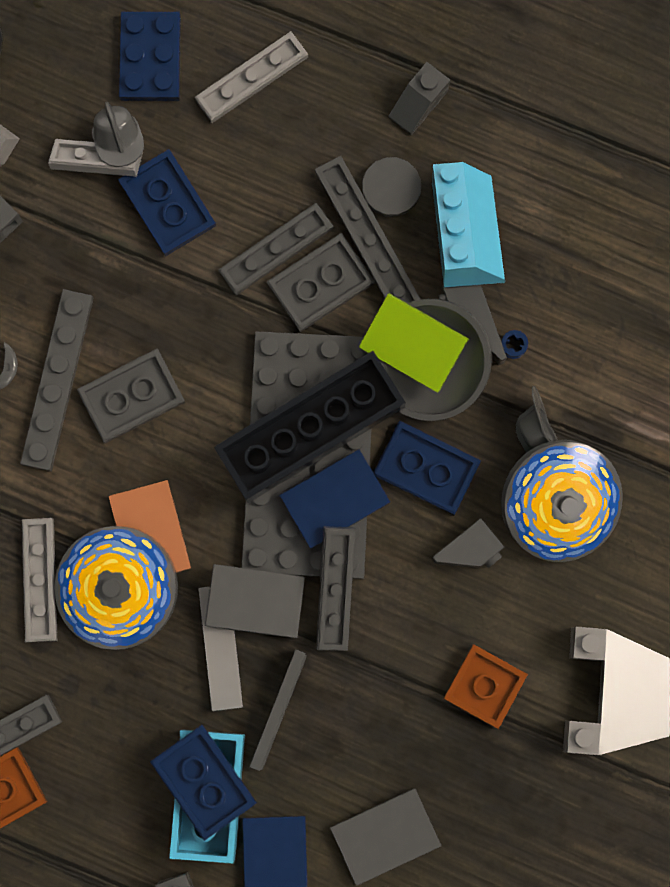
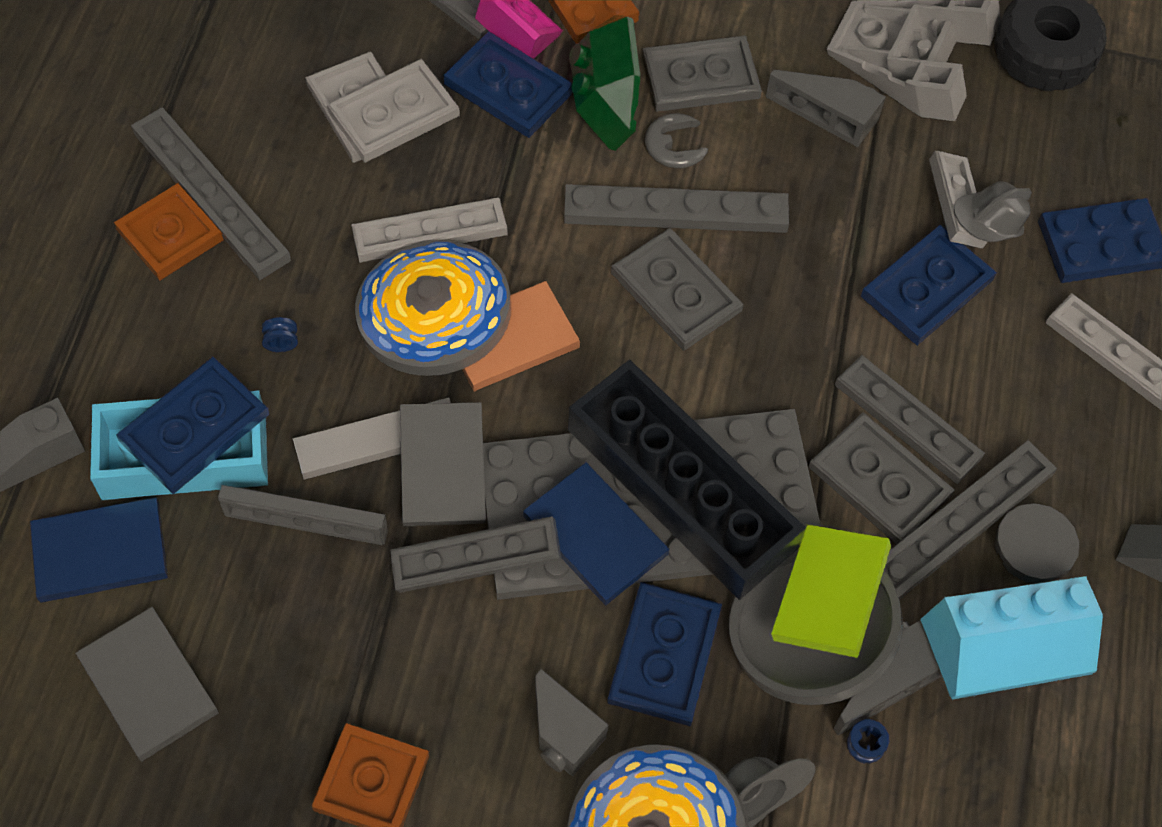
camera: 75 degrees right, 20 degrees down
(119, 711) = (279, 334): none -> dark blue bush

